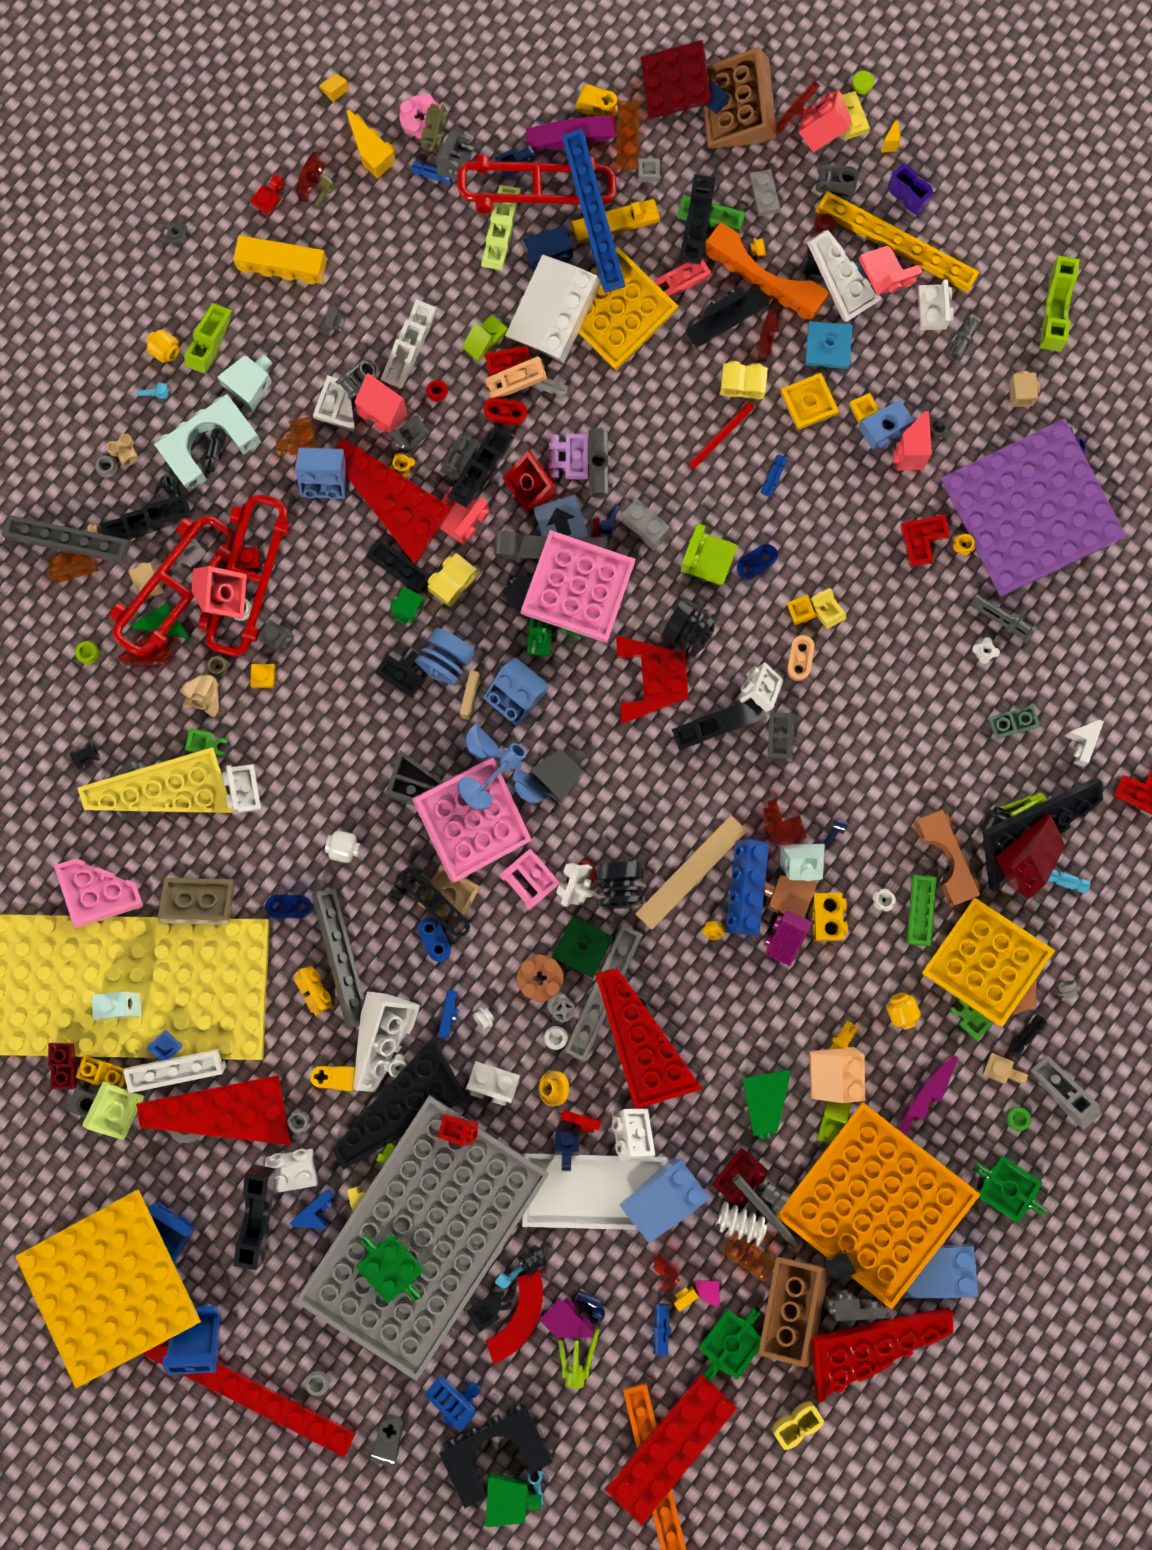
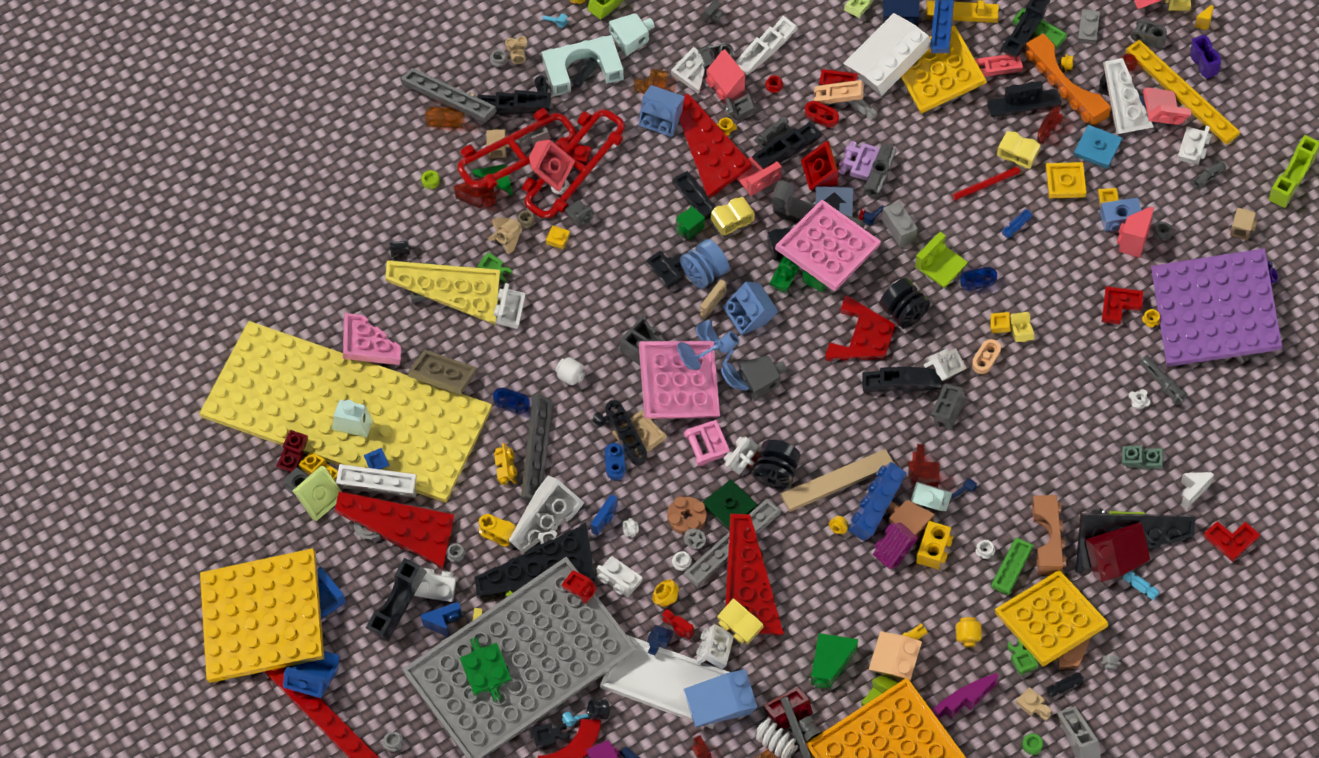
camera: 20 degrees right, 20 degrees down
(484, 337) = (825, 59): lime slope -> none
(651, 1098) = (740, 622): none -> light yellow brick

